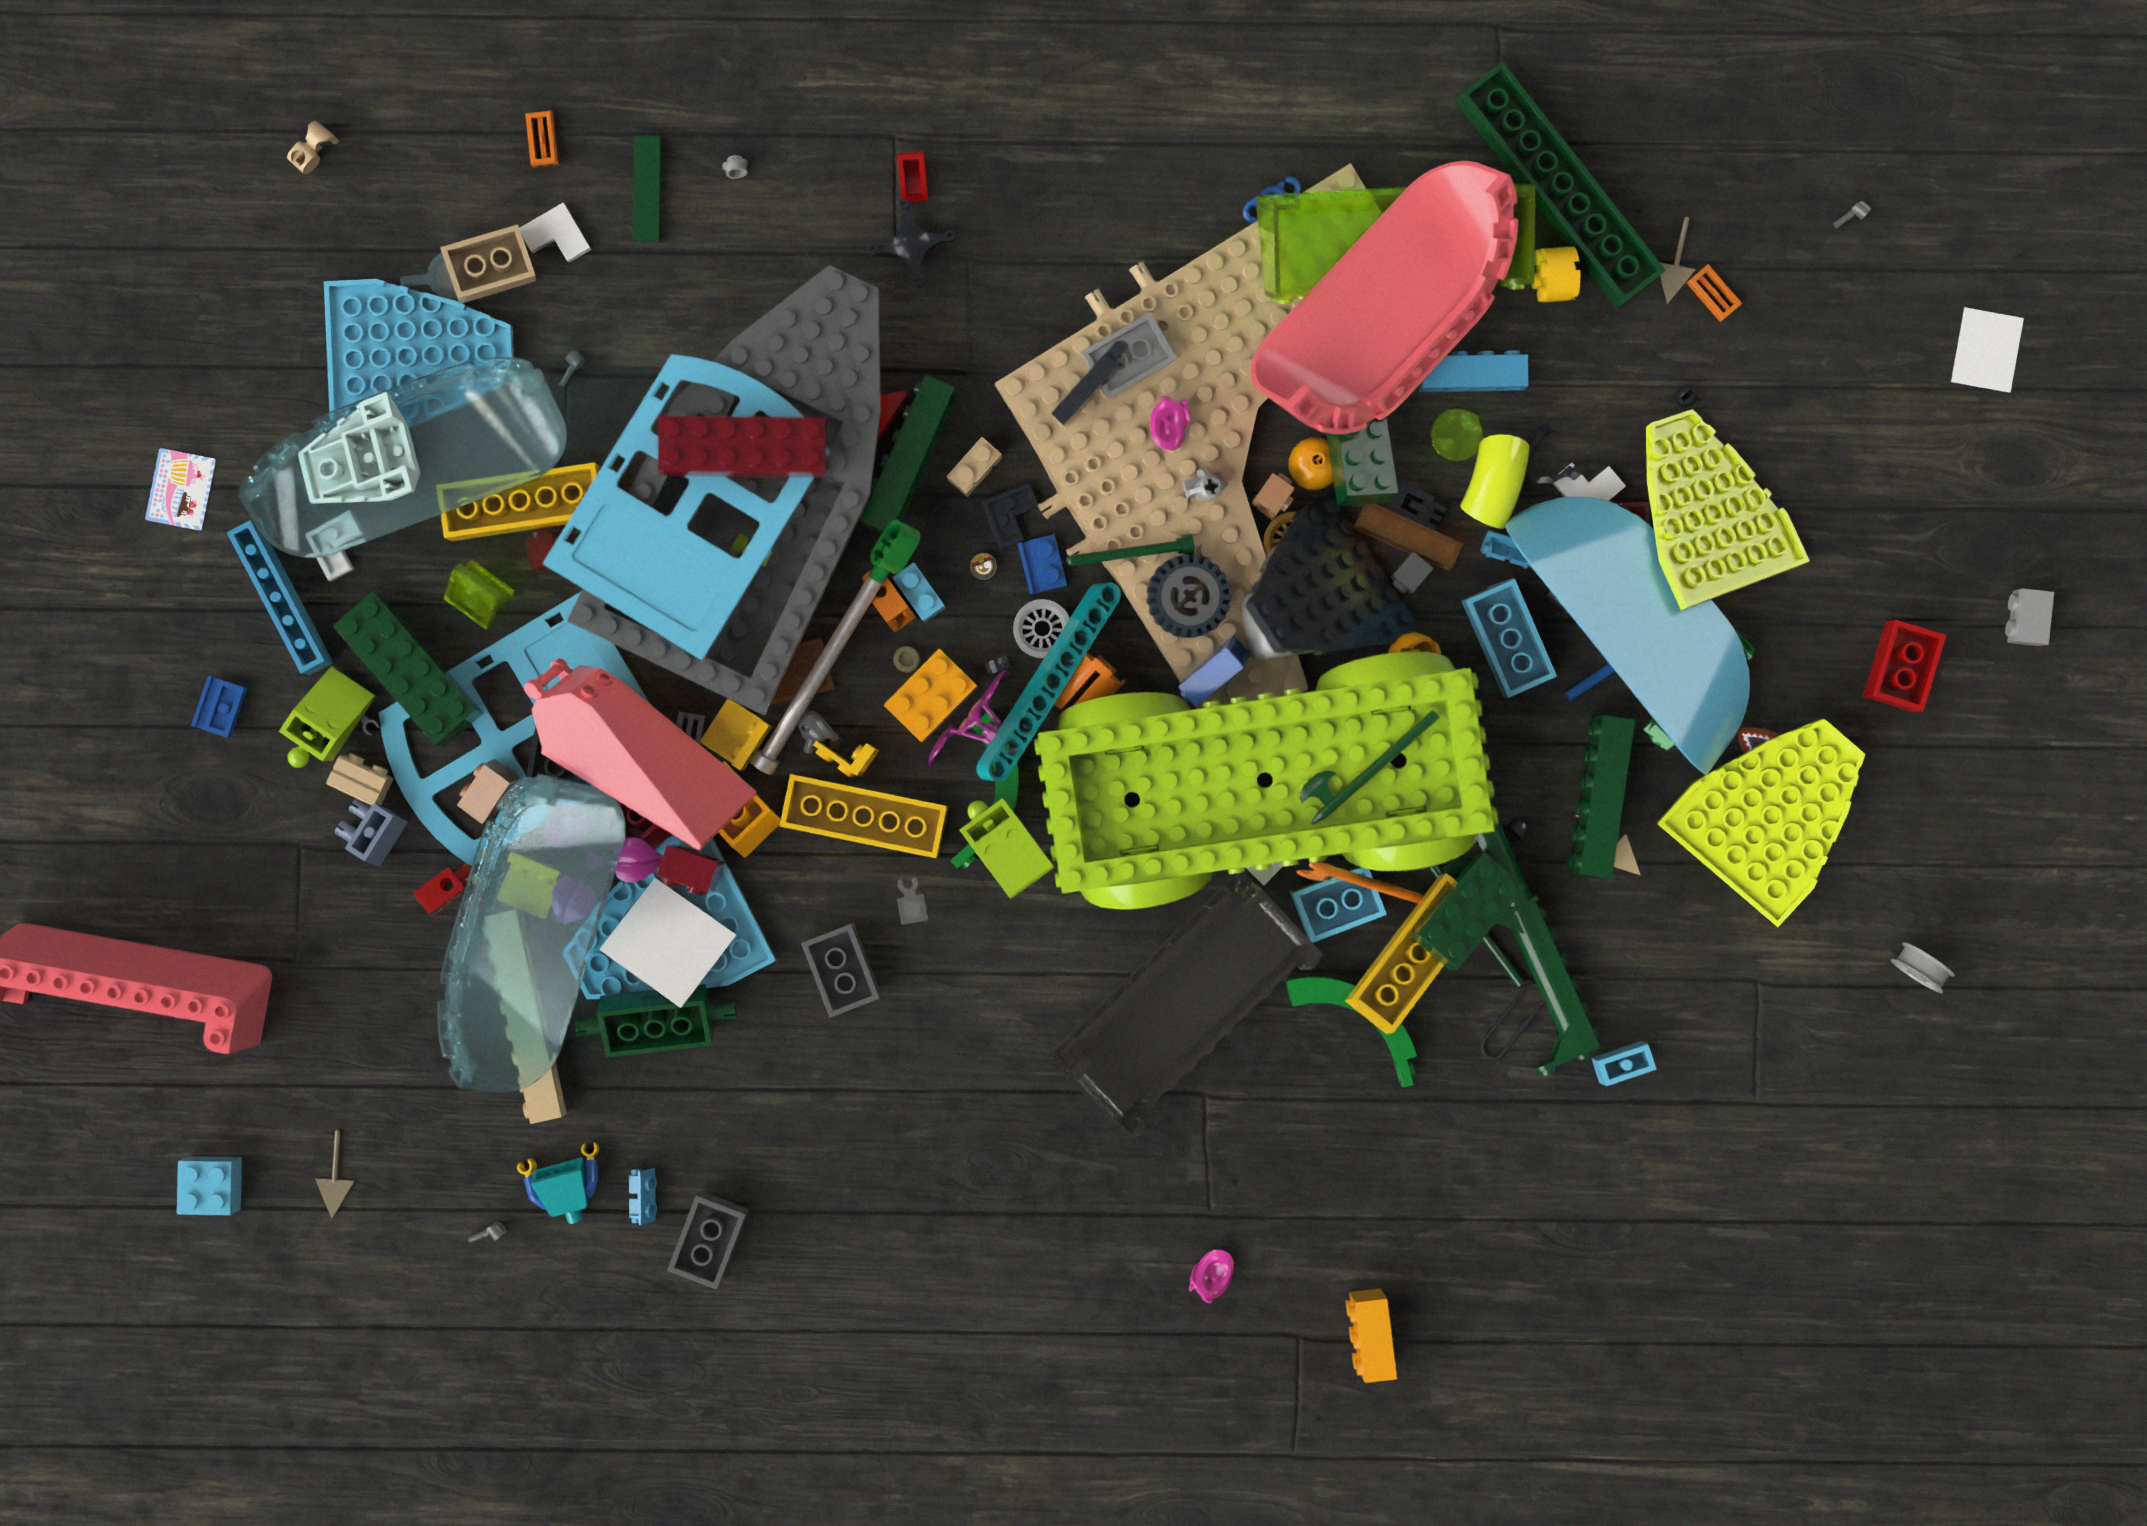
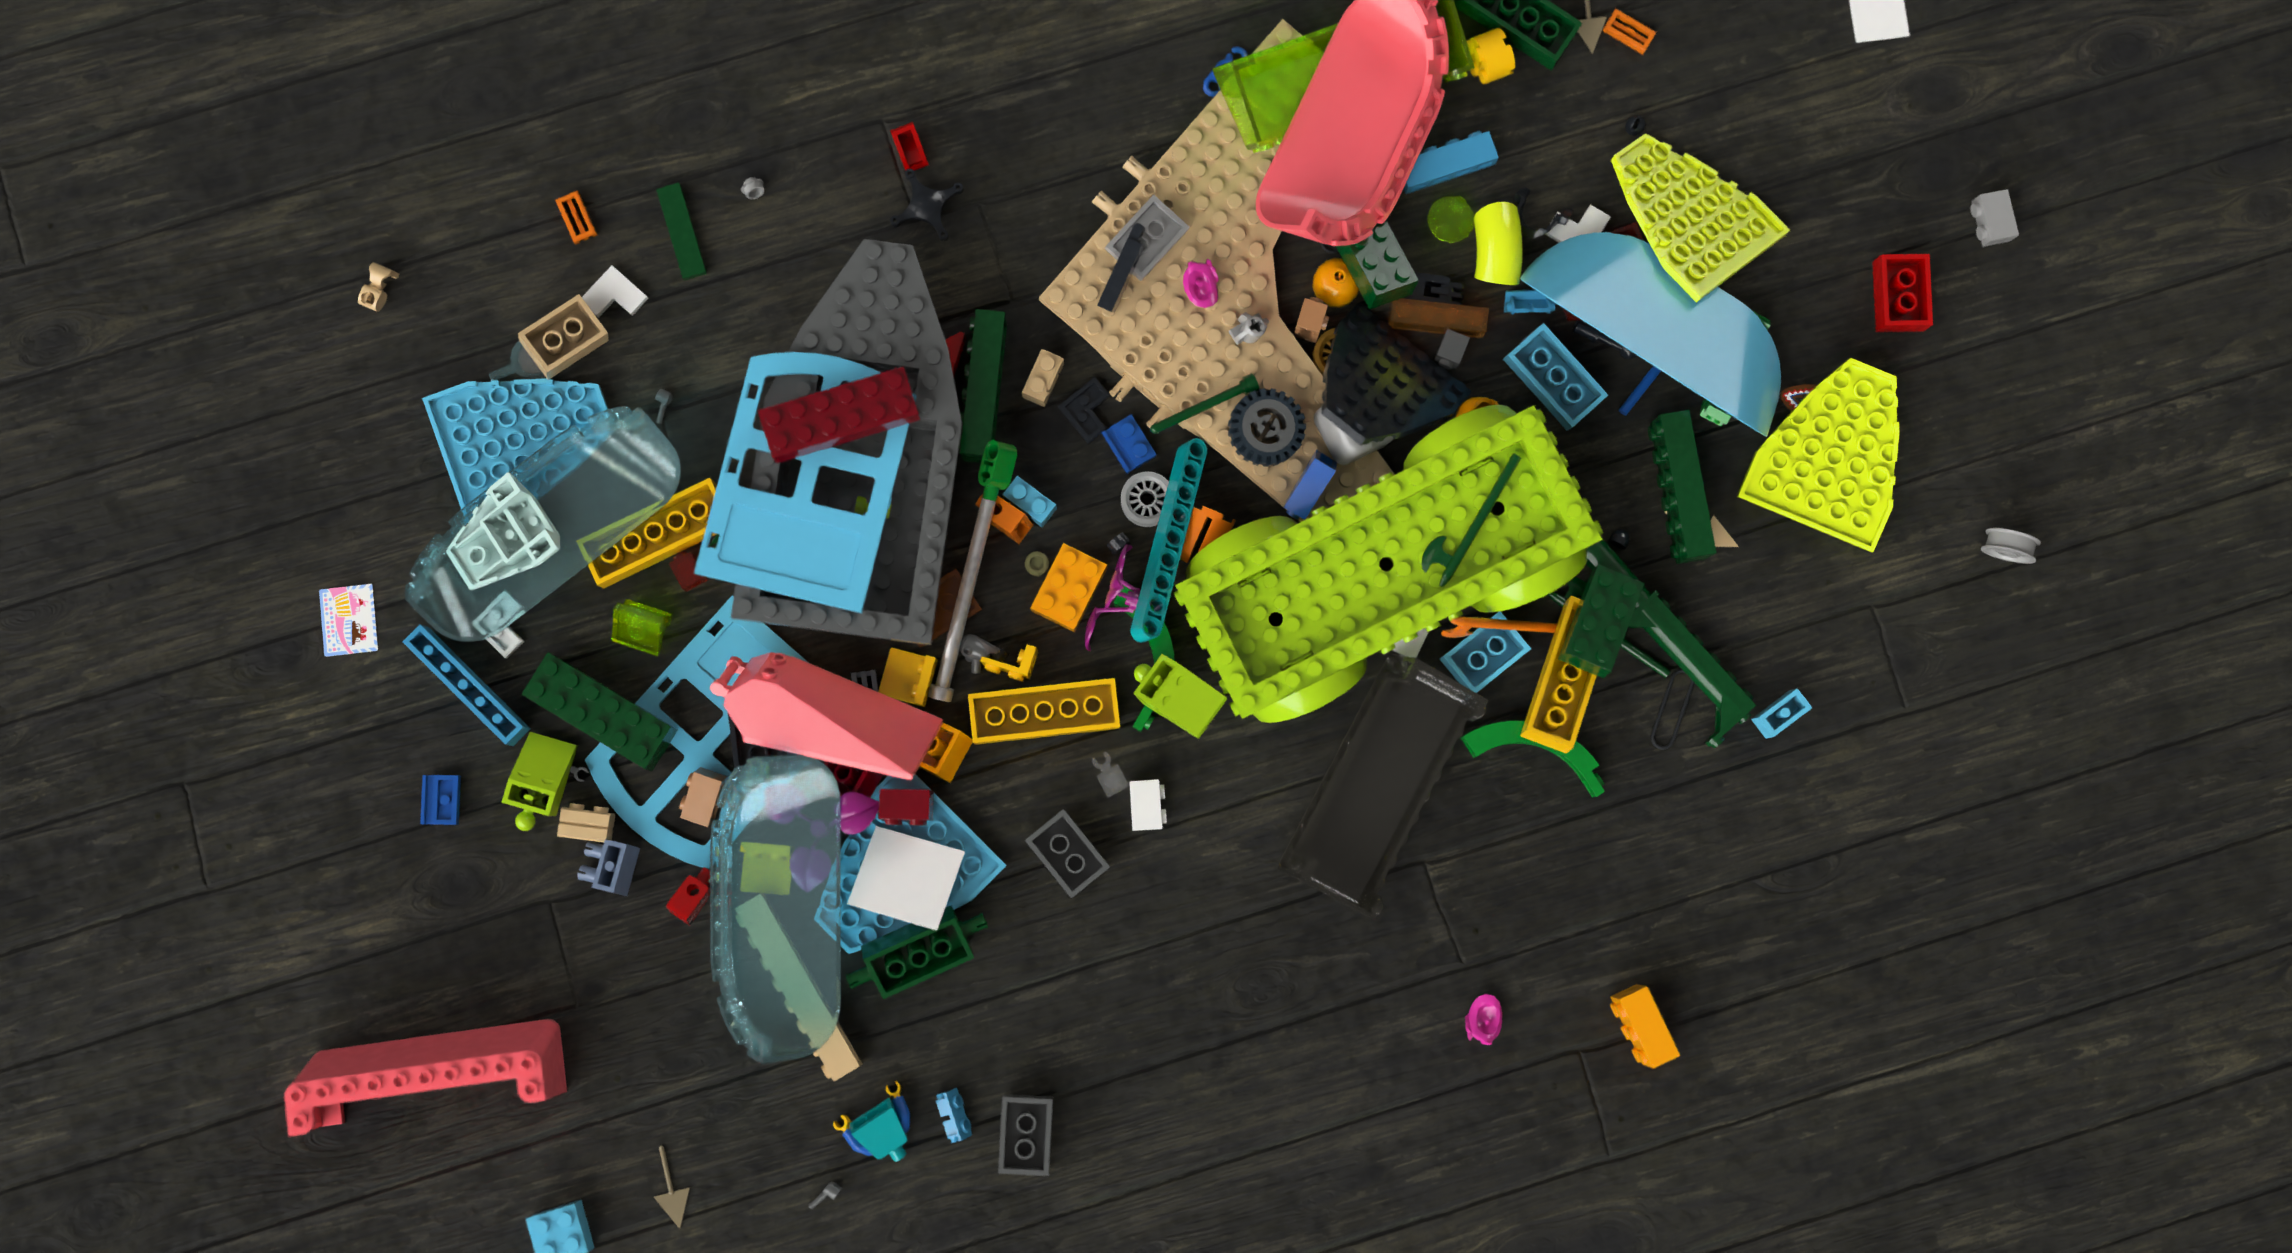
camera: 20 degrees left, 5 degrees down
(938, 946) = (1146, 805): none -> white brick
(983, 566) = (1078, 462): tile -> none

